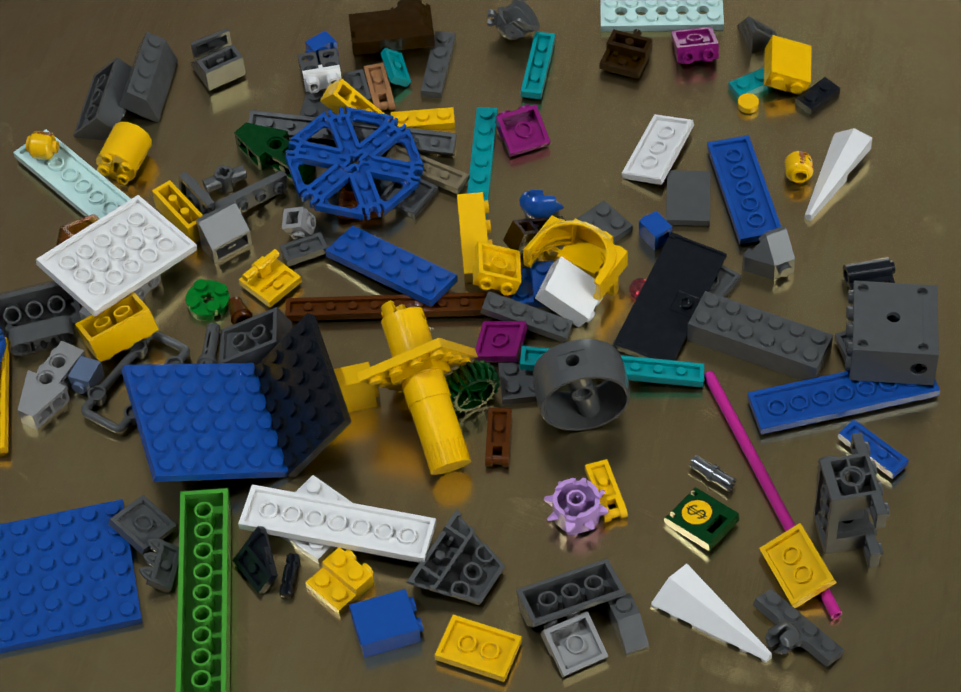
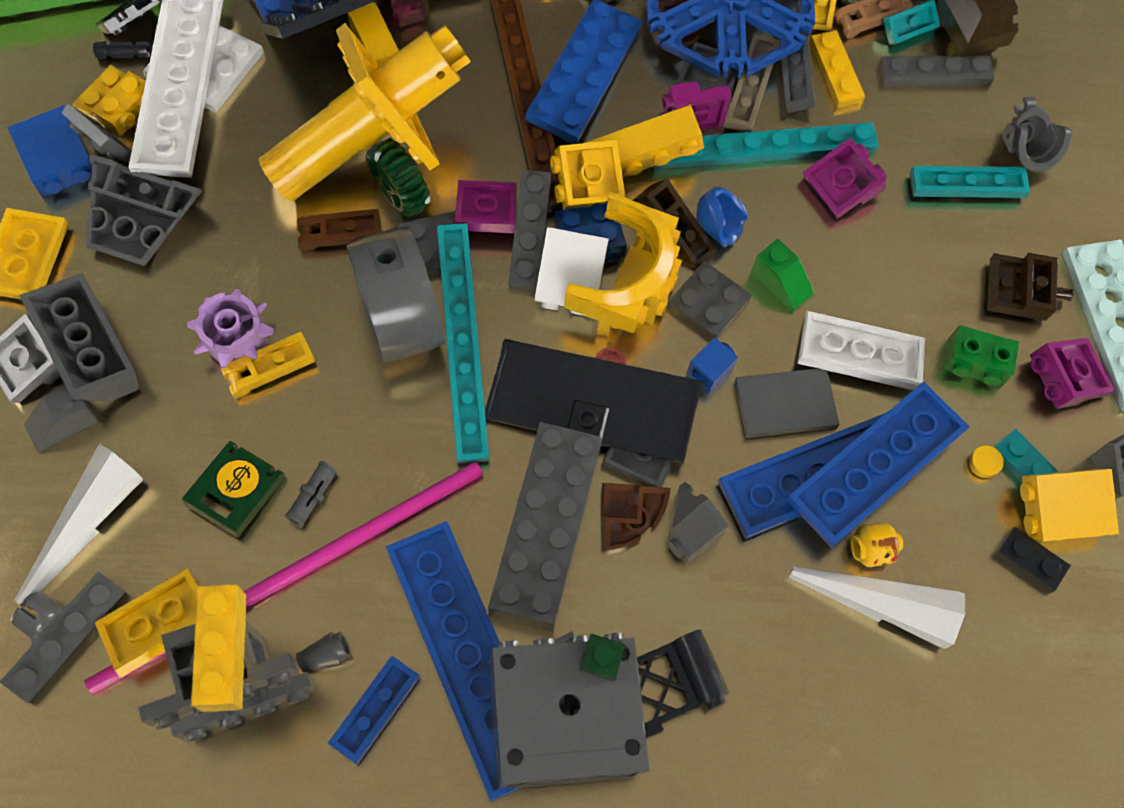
camera: 70 degrees right, 15 degrees up
(391, 576) = (98, 135): none -> dark grey plate
(448, 203) = (708, 105): none -> magenta plate
(591, 180) = (783, 275): none -> green slope
(674, 87) = (981, 355): none -> green brick
(746, 152) = (877, 464): none -> blue plate
(754, 293) = (629, 511): none -> reddish brown brick
(849, 458) = (219, 648): none -> yellow brick
(866, 295) = (602, 657): none -> dark green plate

